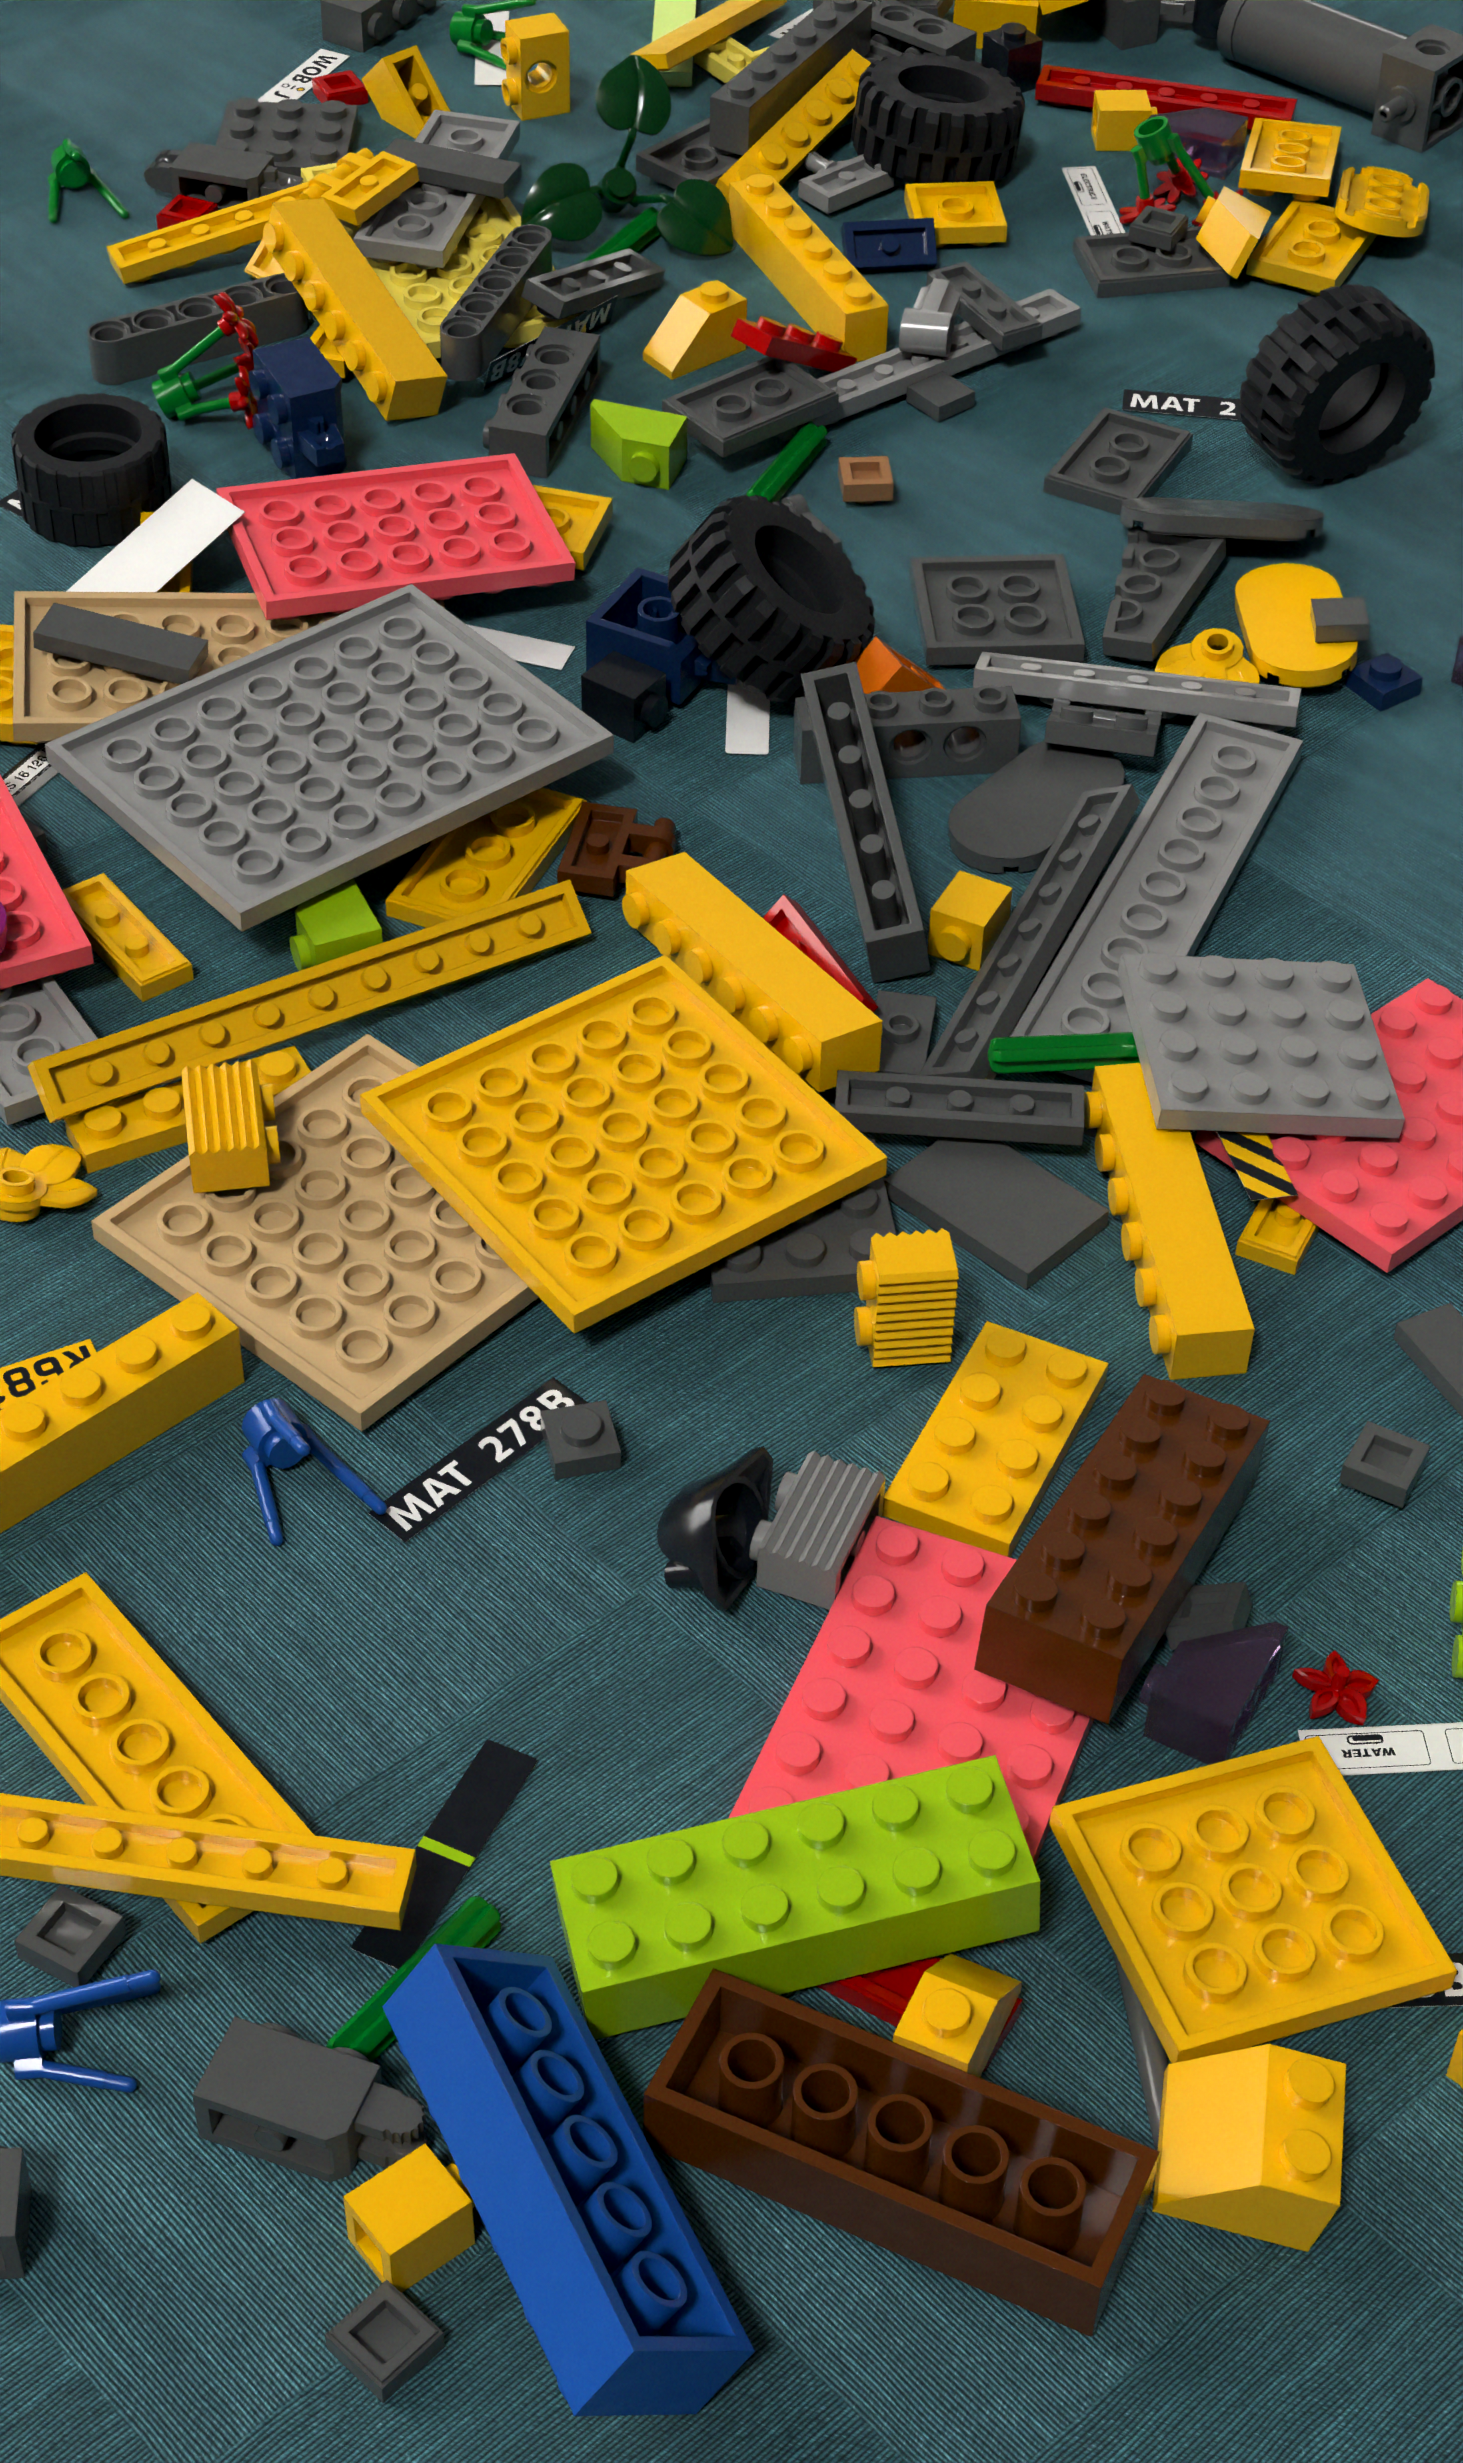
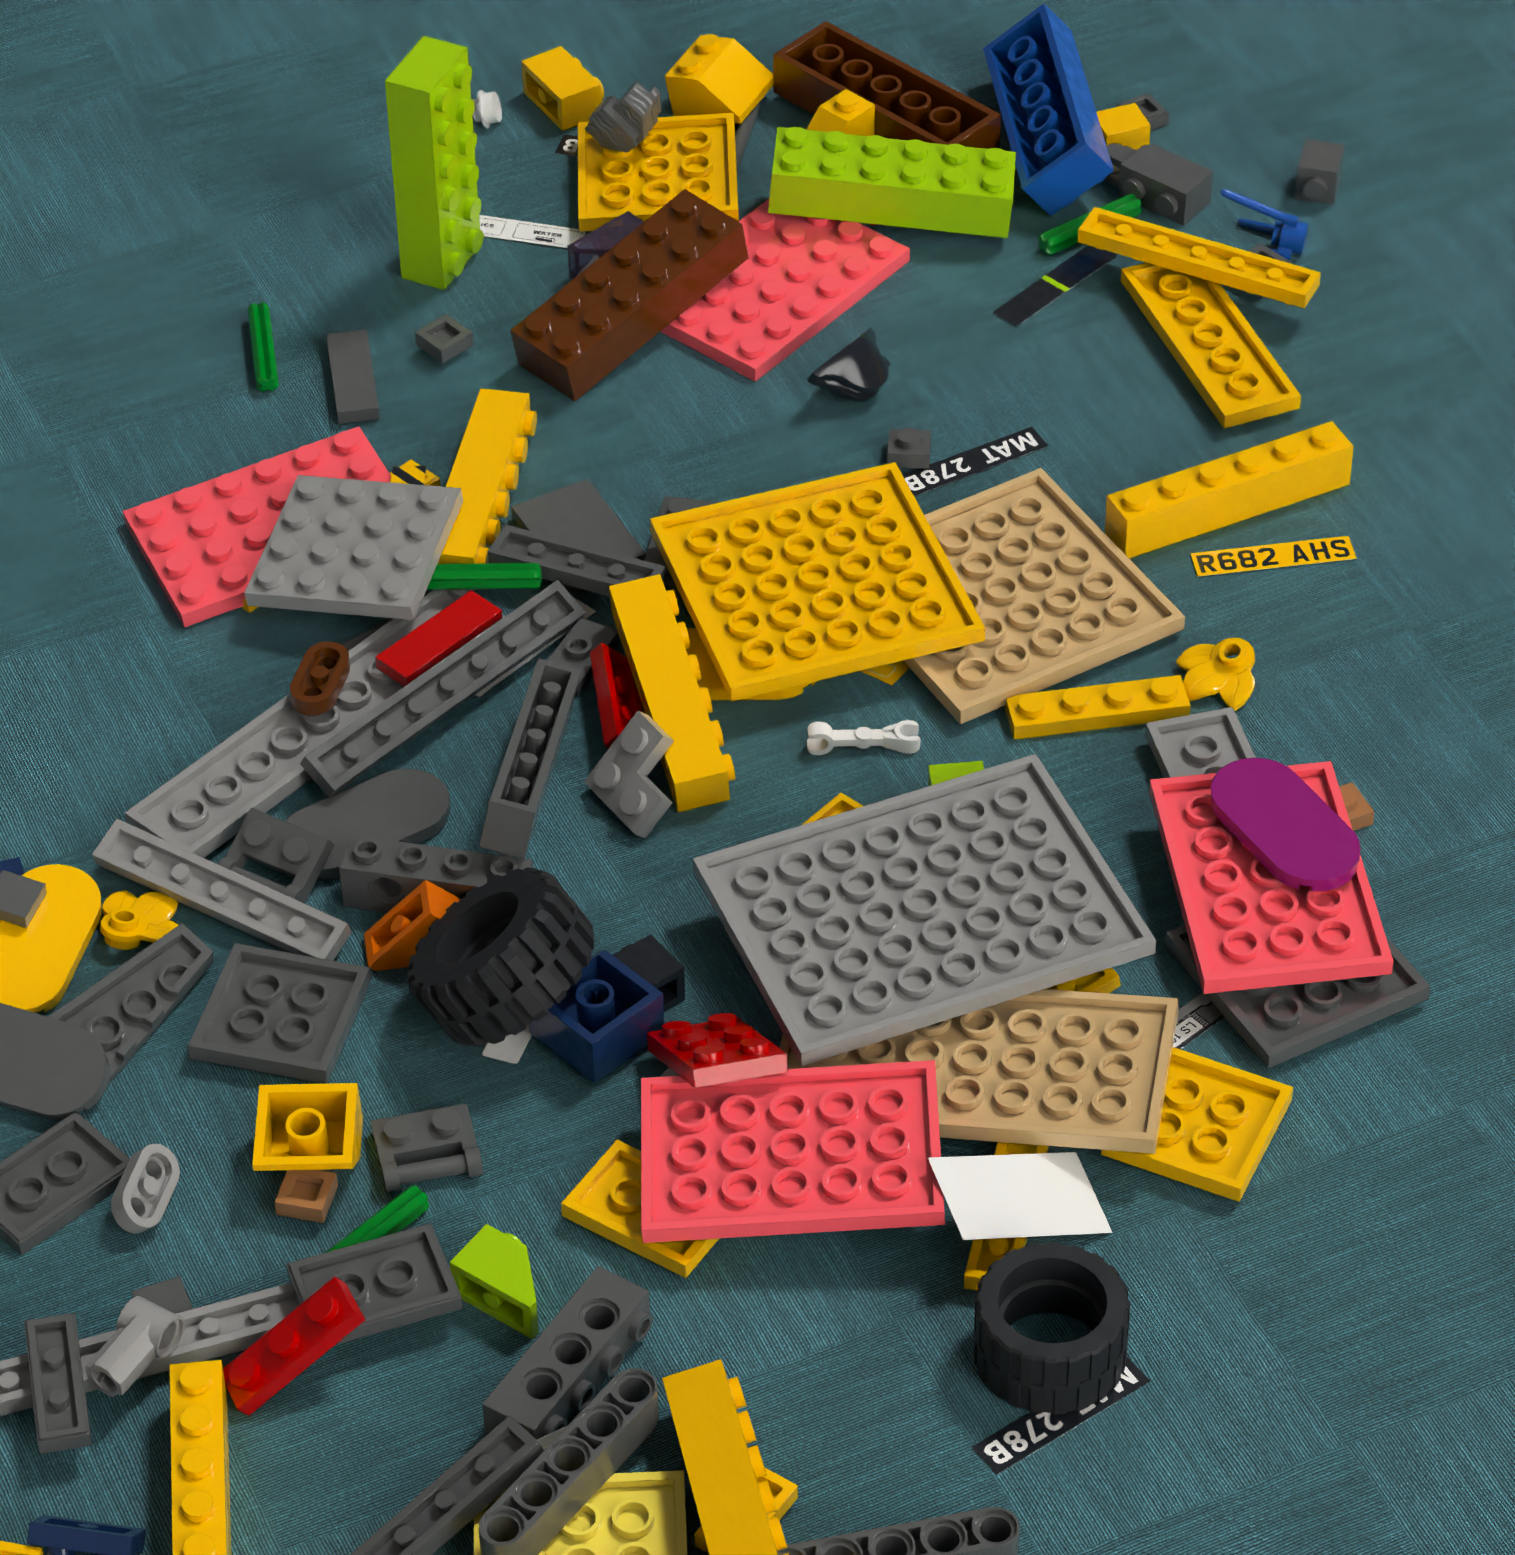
camera: 160 degrees left, 0 degrees up
(120, 644) = (1071, 1056): dark grey tile -> none
(127, 939) = (1123, 853): yellow tile -> none
(178, 391) = (935, 1455): plant -> none
(227, 1127) = (1081, 628): yellow brick -> none
(282, 1441) = (1094, 473): blue plant -> none
(299, 408) = (829, 1353): dark blue hinge -> none
(306, 1001) = (970, 746): yellow plate -> none
(444, 1019) = (898, 737): none -> white piece
(509, 598) = (716, 1051): none -> red plate
(600, 847) = (726, 829): reddish brown plate -> none
(697, 330) = (365, 1435): yellow slope -> none
(745, 870) = (623, 771): none -> light grey plate
(816, 1529) = (788, 361): light grey brick -> none
(887, 492) = (308, 1127): none -> yellow slope
(908, 1298) = (681, 444): yellow brick -> none
(968, 919) = (481, 718): yellow brick -> none
(995, 1440) = (658, 405): yellow plate -> none
(1019, 454) = (144, 1198): none -> light grey plate
(1075, 975) = (437, 638): none -> red tile
(1184, 889) = (319, 678): none -> reddish brown plate
(1337, 1689) = (547, 256): red plant -> none
(1354, 1914) = (625, 121): none -> dark grey hair

